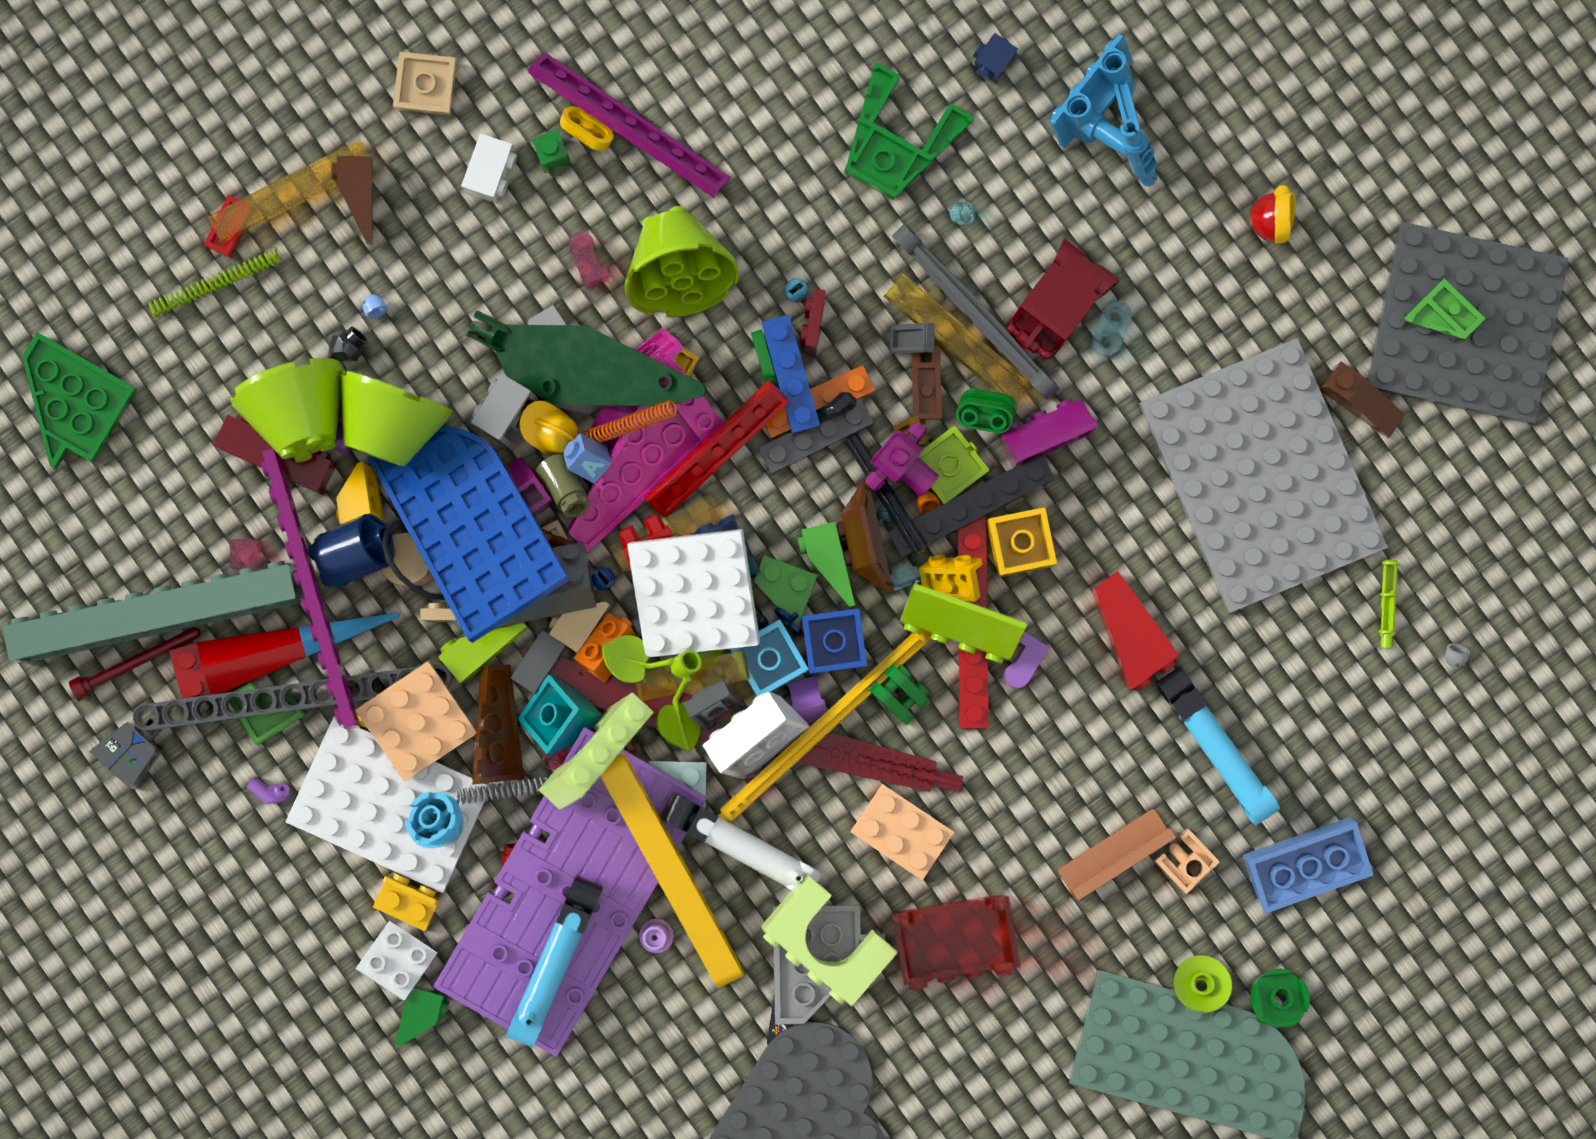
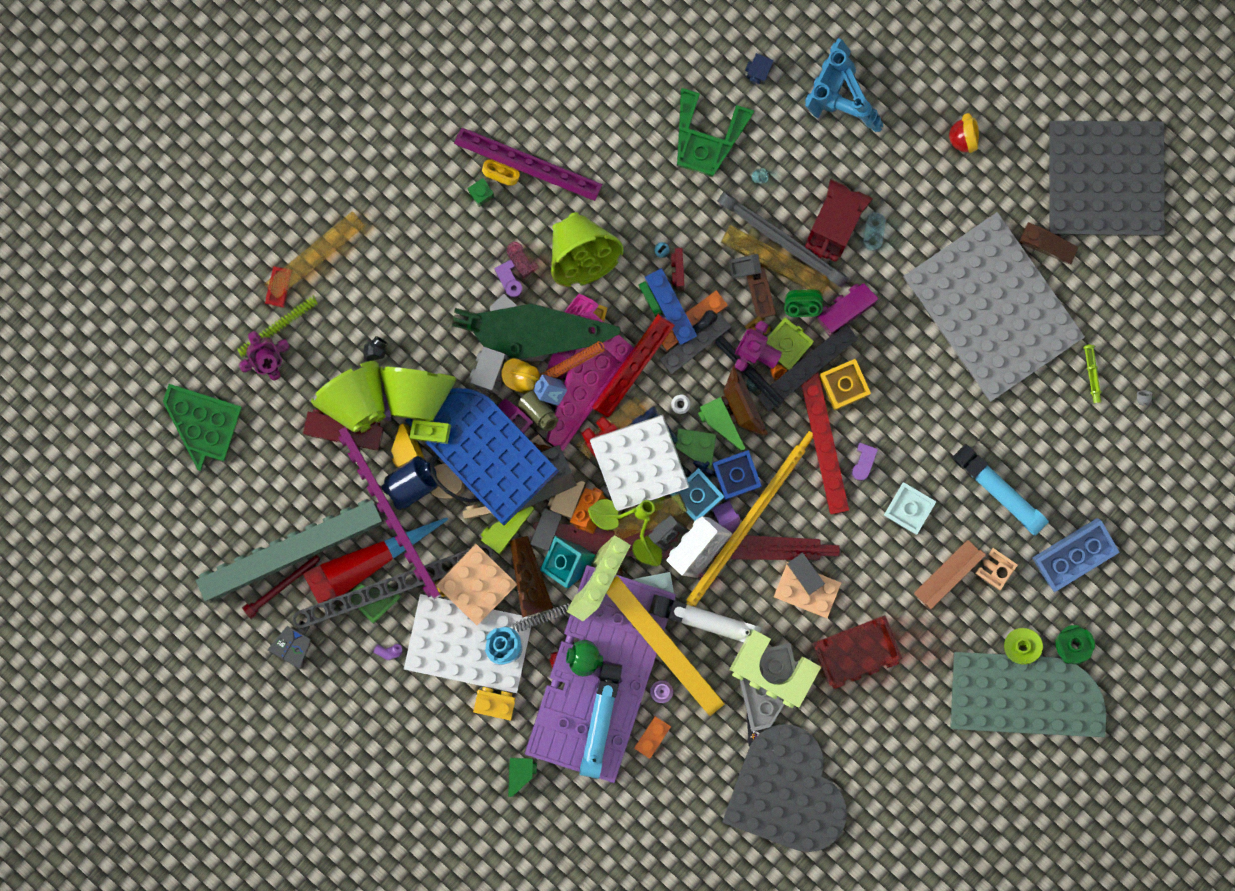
camera: 10 degrees left, 0 degrees up
(189, 312) = (264, 355): none -> magenta piece
(245, 553) = (337, 500): clear pink plate -> none
(355, 182) = (358, 243): reddish brown slope -> none
(374, 307) = (386, 319): light blue hinge -> none
(396, 960) = (497, 742): white hinge -> none
(397, 482) = (430, 431): none -> lime plate
(424, 83) = (387, 165): tan plate -> none
(489, 168) = (442, 212): white brick -> none
(549, 864) = (584, 658): none -> green plant
(555, 760) = (570, 592): clear pink hinge -> none
(565, 295) = (510, 284): none -> medium lavender leg
(606, 572) = (578, 462): blue hinge -> none
(627, 1000) = (652, 737): none -> orange plate
(766, 520) = (676, 399): none -> white plate
(904, 808) = (805, 573): none -> dark grey tile
(905, 576) = (773, 423): clear light blue plate -> none
(914, 693) = (785, 490): green brick -> none
(952, 576) = (803, 418): yellow bracket -> none
(962, 623) = (817, 445): lime slope -> none
(1078, 744) = (909, 508): none -> light aqua plate
(1133, 634) = (930, 428): red slope -> none
(1446, 312) = (1090, 175): bright green wing -> none

